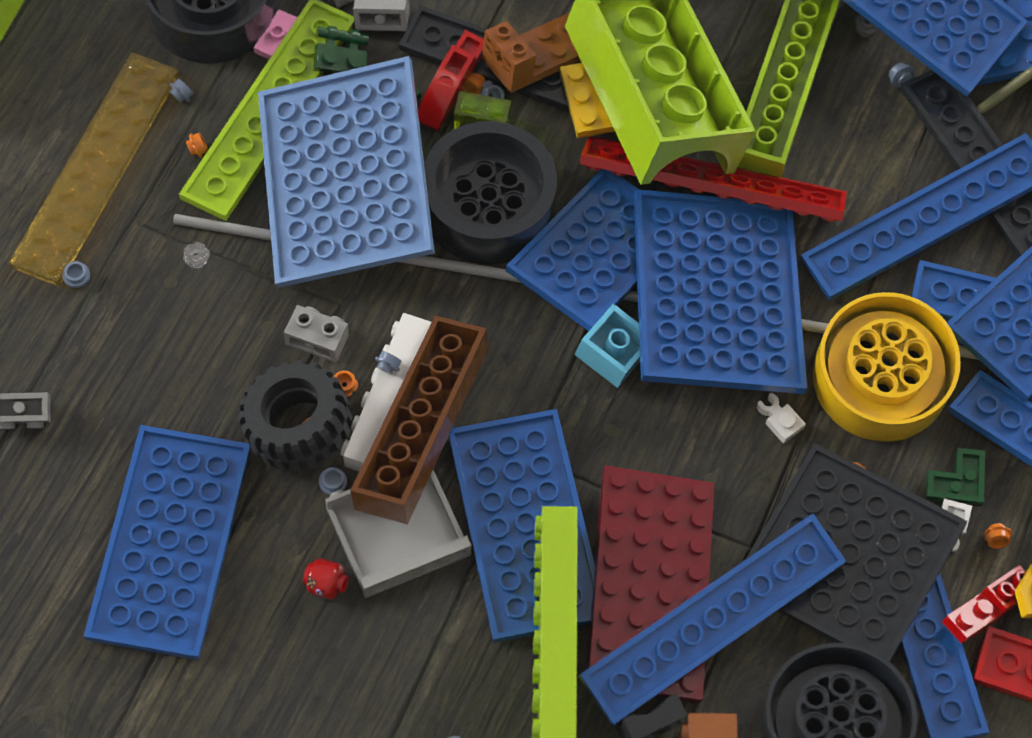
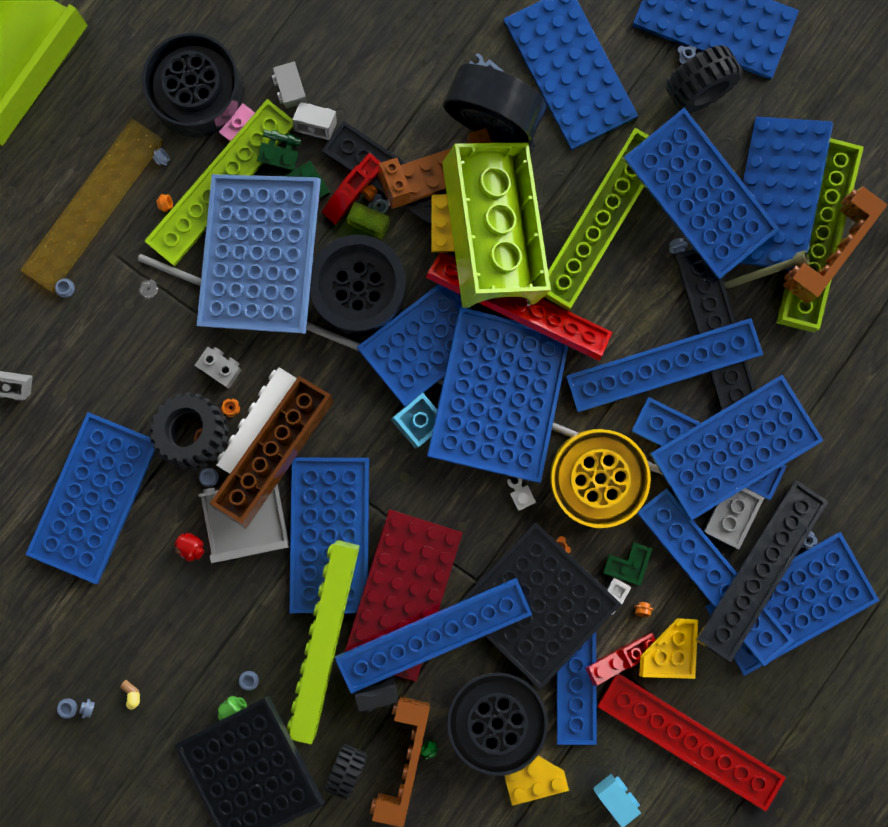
camera: 15 degrees right, 20 degrees up
(388, 362) = (259, 405): sand blue plate -> none

